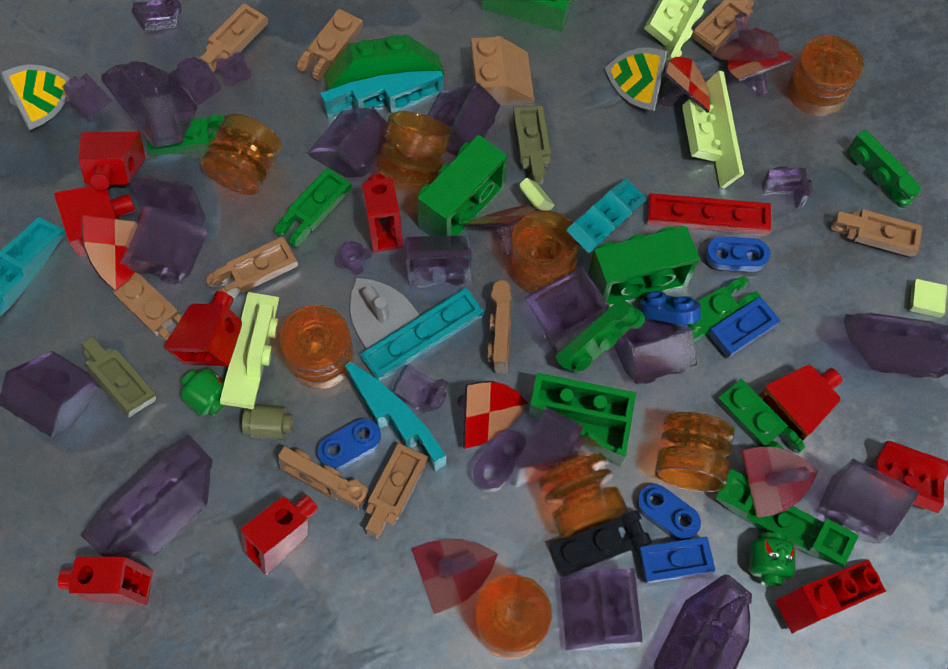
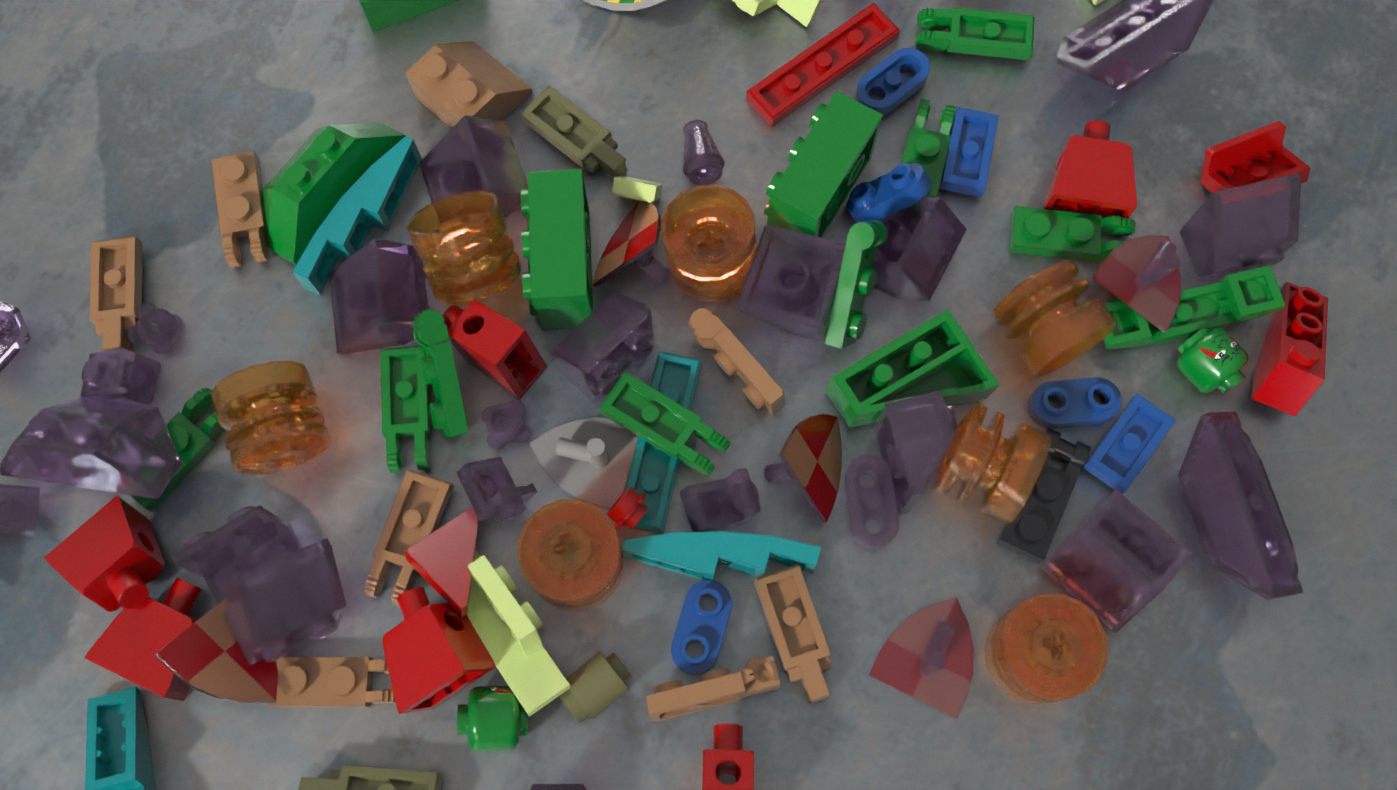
camera: 40 degrees left, 5 degrees up
(259, 289) = (444, 559): none -> tile
(314, 282) = (493, 490): none -> clear purple bracket
(342, 199) = (440, 371): none -> green hinge
(368, 349) = (628, 509): none -> red plate
(428, 321) = (661, 422): none -> green hinge
(587, 200) = (701, 156): none -> clear purple cone
(606, 215) = (738, 148): teal slope -> none
(816, 267) = (976, 32): none -> green hinge

